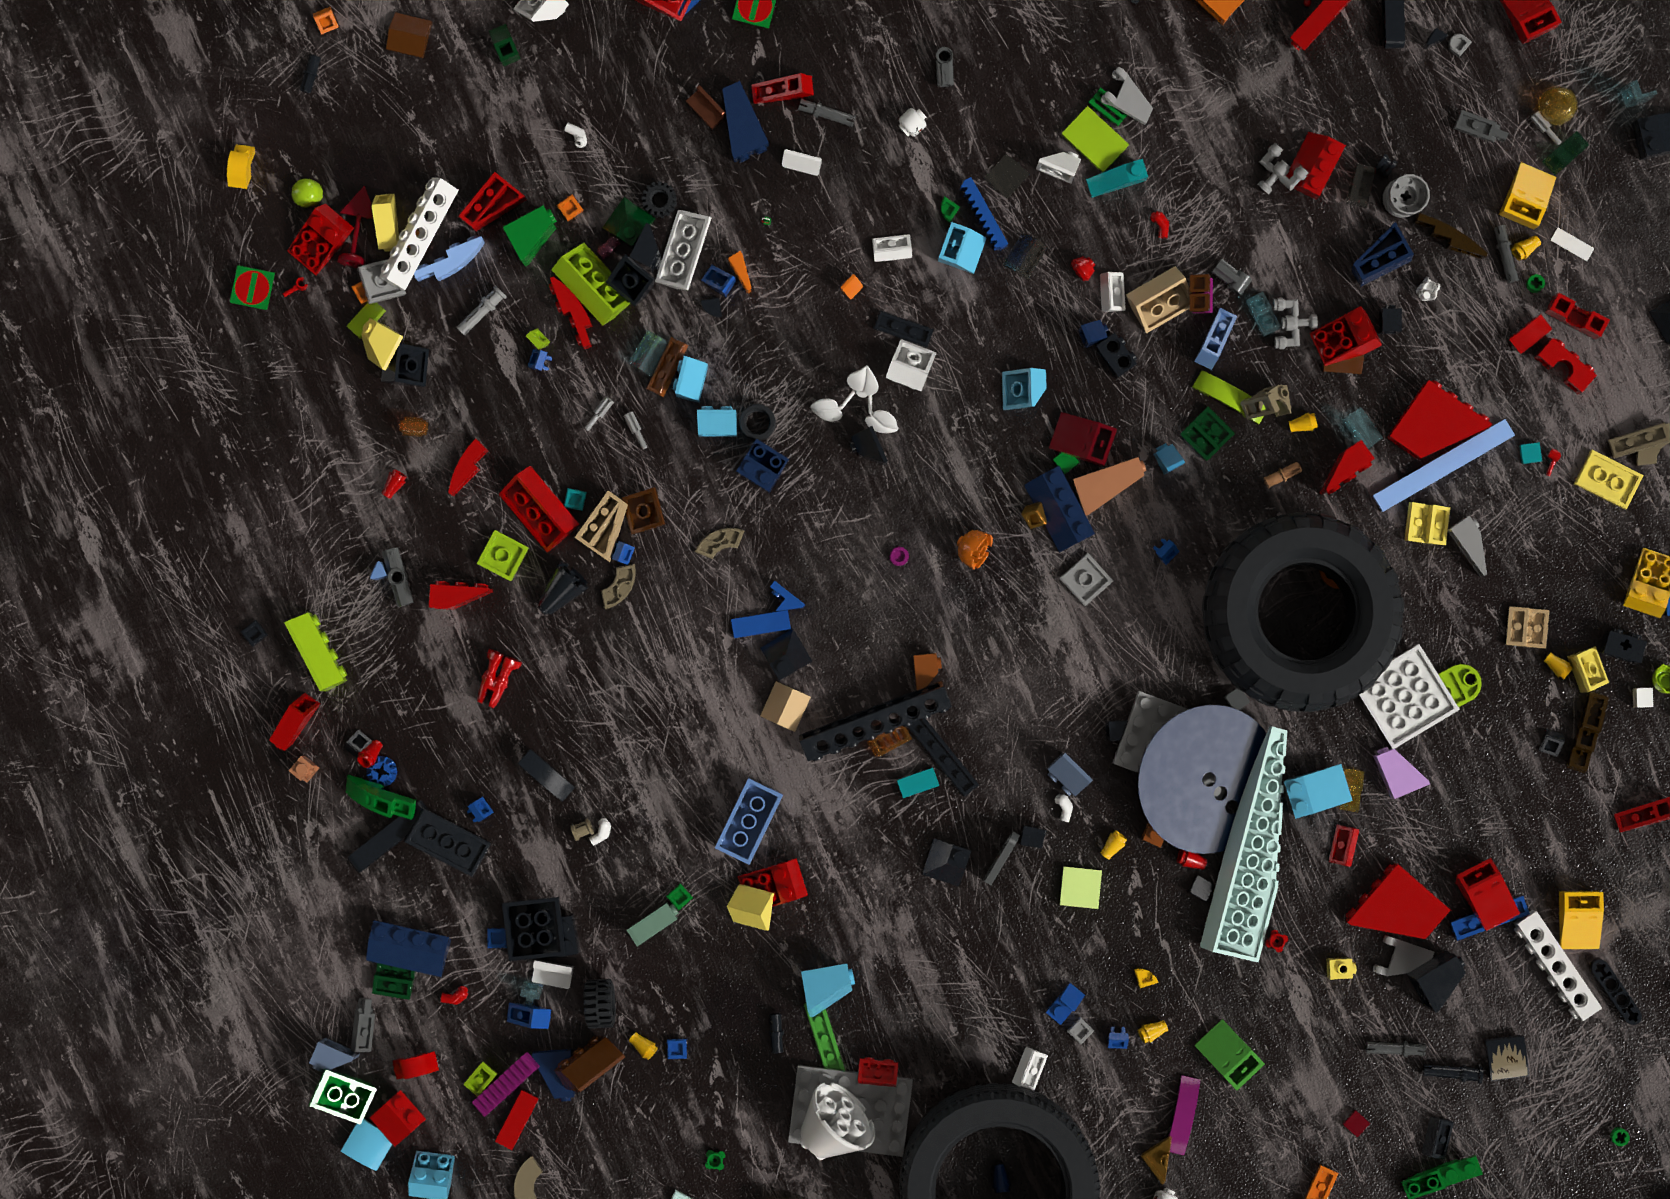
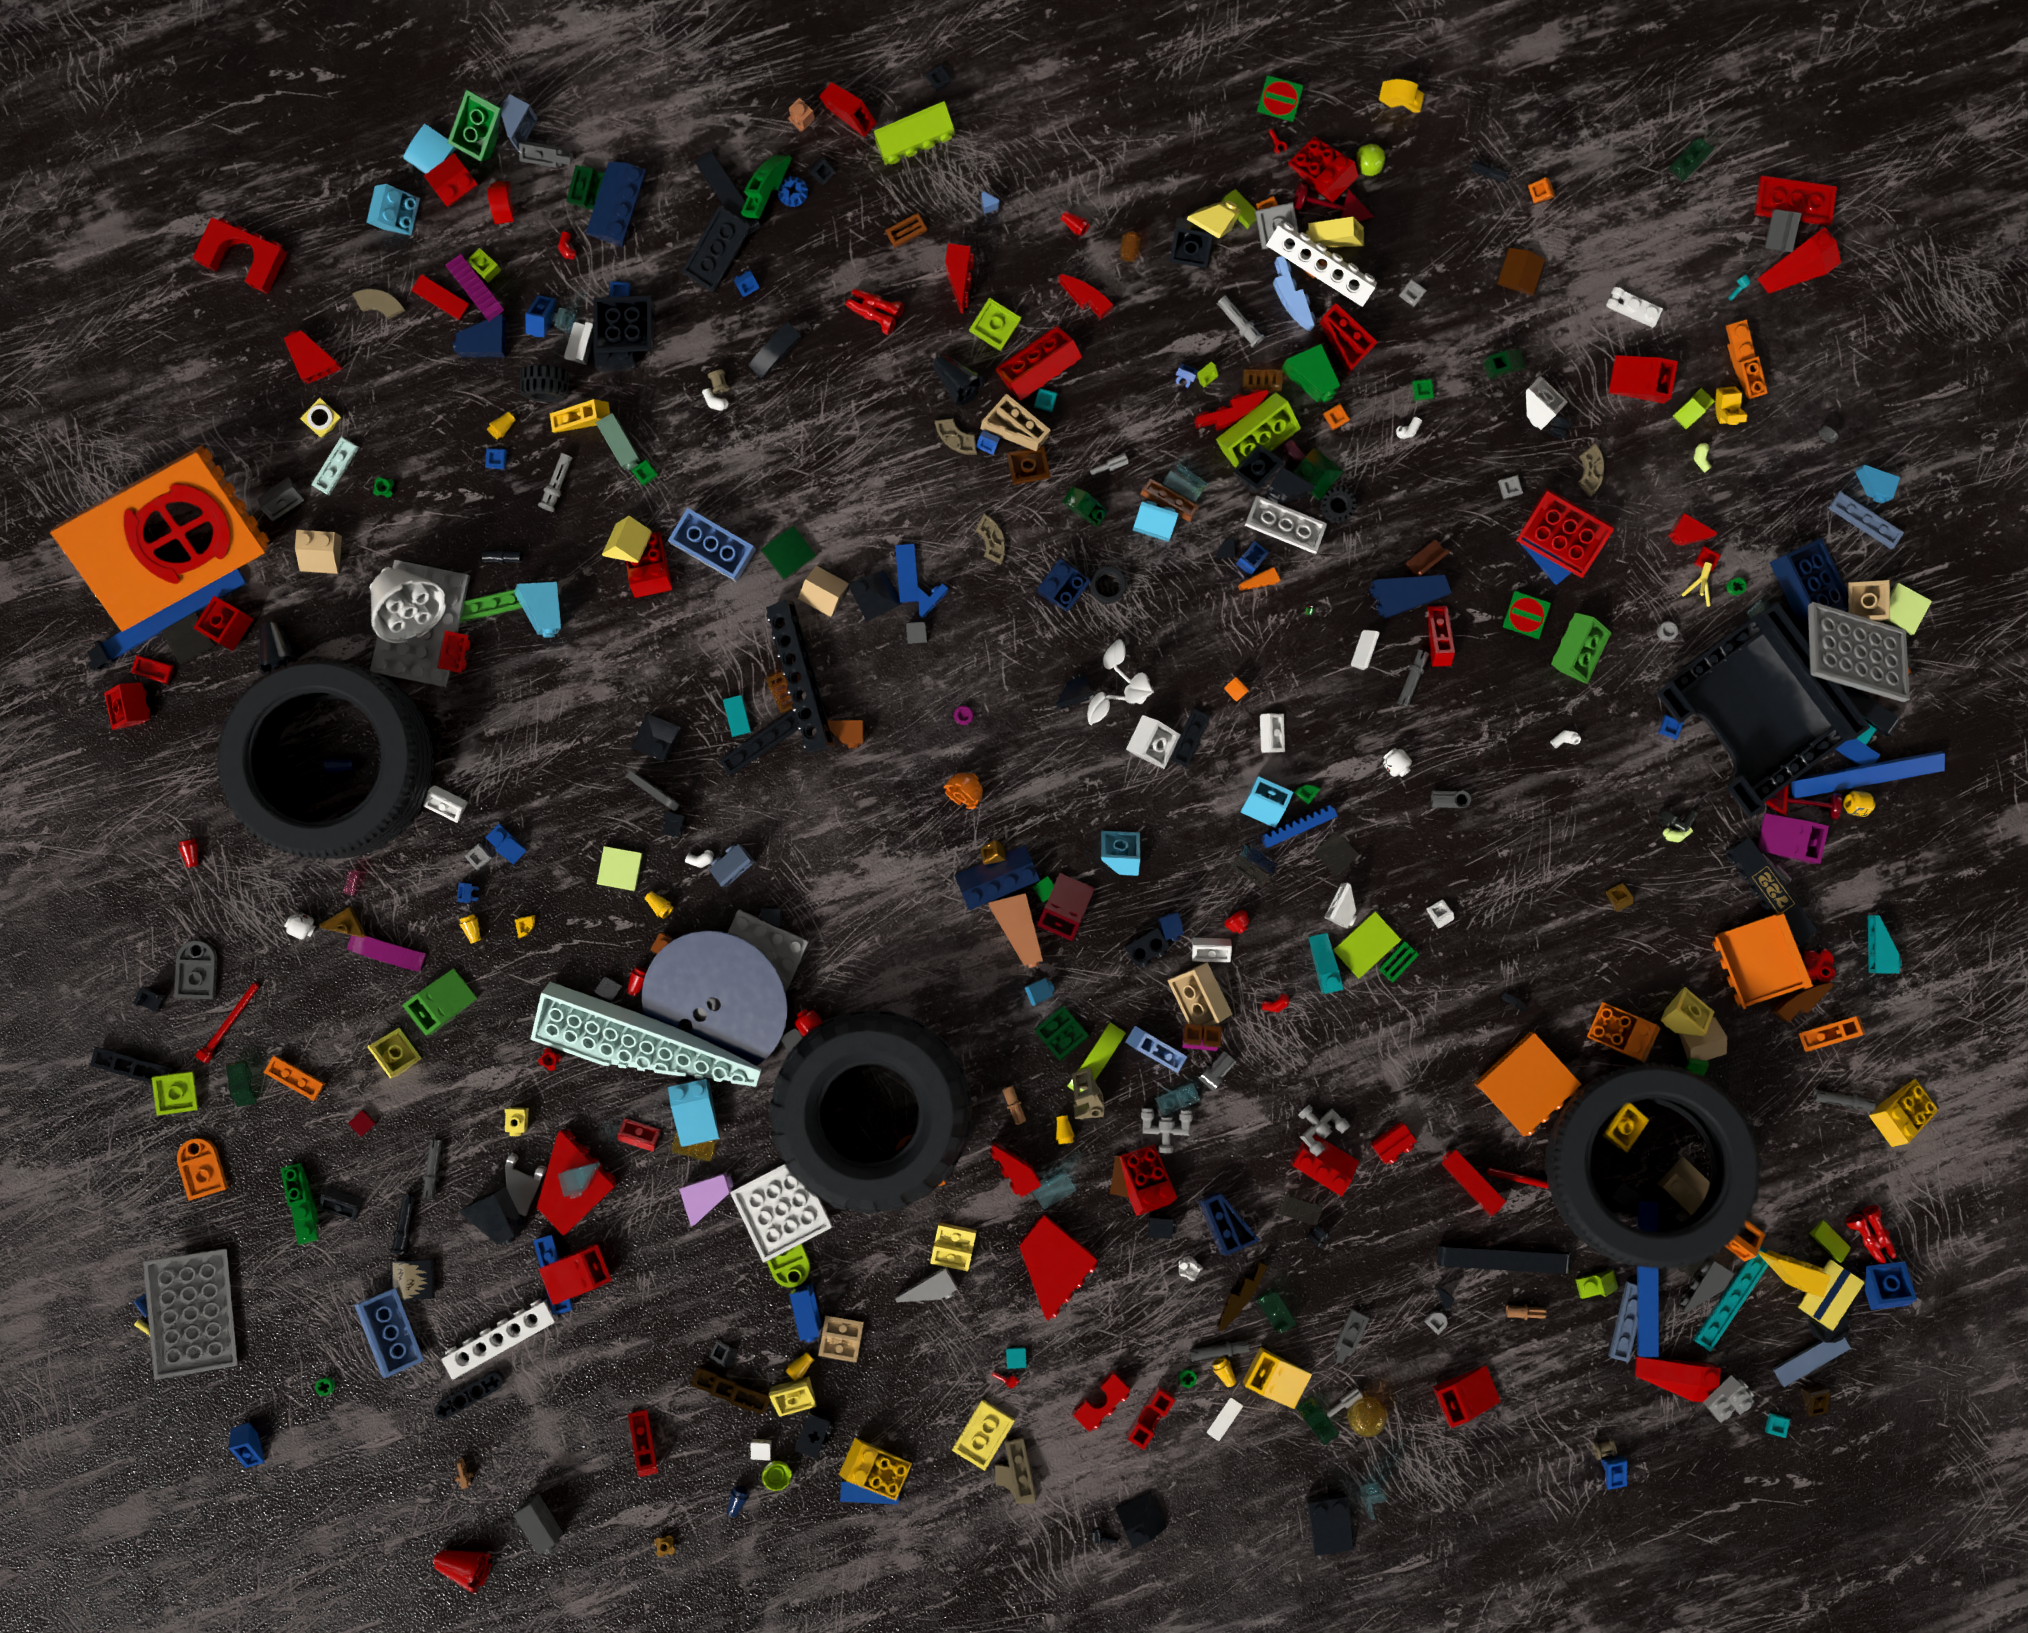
camera: 85 degrees right, 0 degrees up
(368, 755) = (809, 179): red cone -> none
(393, 565) = (994, 217): dark grey piece -> none
(419, 649) = (923, 229): none -> dark orange tile
(439, 141) = (1412, 293): none -> light grey tile
(536, 124) = (1422, 389): none -> green tile
(538, 267) = (1262, 373): none -> clear orange slope
(588, 1063) = (485, 367): reddish brown slope -> none
(600, 411) = (1130, 430): light grey axle -> none
(627, 30) = (1510, 487): none -> light grey tile
(628, 966) = (579, 415): none -> yellow slope
(680, 451) = (1085, 506): none -> dark green slope
(705, 990) = (564, 461): none -> light grey pin
(717, 422) = (1110, 544): medium azure slope -> none
(750, 744) = (788, 553): none -> dark green slope
(820, 609) = (916, 632): none -> dark grey slope
(1058, 69) = (1440, 913): none -> white slope
(1086, 579) = (925, 899): light grey tile -> none
(1117, 1156) = (351, 882): none -> clear pink pin
(1129, 98) = (1404, 982): light grey flag -> none
(1167, 551) = (946, 982): blue tile -> none
(1219, 684) = (807, 1021): none -> red head
(1283, 1095) = (394, 1053): none -> light yellow slope
(1288, 98) = (1393, 1143): none -> red brick
(1394, 899) = (577, 1179): none -> clear light blue slope
(1413, 188) = (1293, 1261): light grey wheel -> none
(1443, 465) = (1010, 1268): light blue tile -> none
(1463, 201) = (1276, 1311): none -> clear green hinge
(1505, 662) = (806, 1312): none -> blue window
(1530, 334) = (1136, 1368): red slope -> none
(1561, 1076) = (388, 1332): none -> medium blue slope
(1580, 919) = (544, 1366): yellow slope -> none

